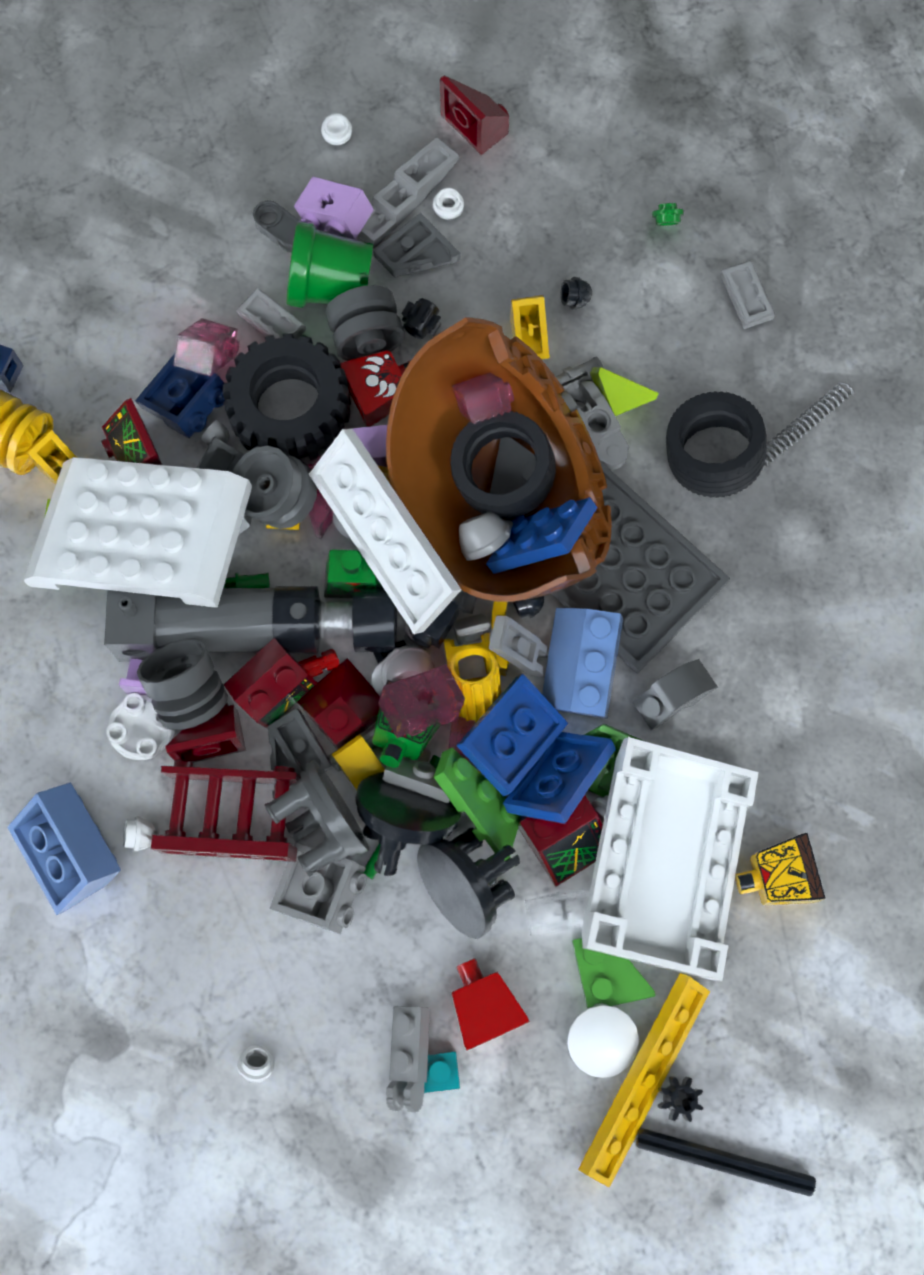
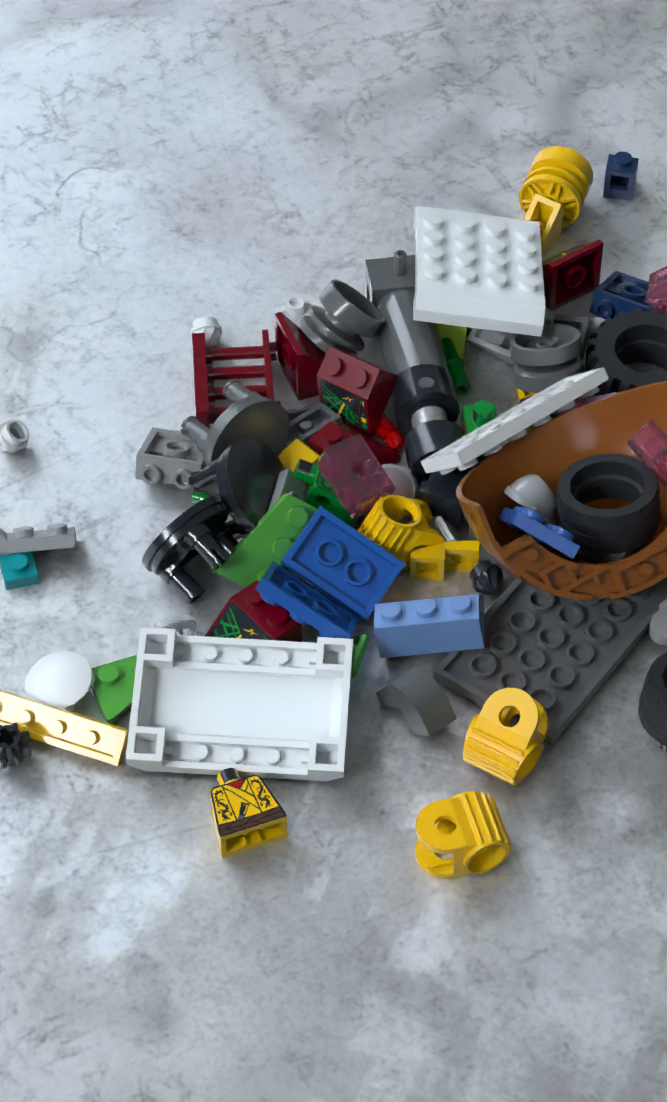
camera: 80 degrees right, 25 degrees down
(63, 847) = (189, 288): medium blue slope -> none
(485, 1006) = (80, 589): red torso -> none
(518, 645) = (431, 553): light grey hinge -> none
(736, 615) = (503, 749): none -> yellow piece
(839, 665) = (467, 828): none -> yellow piece

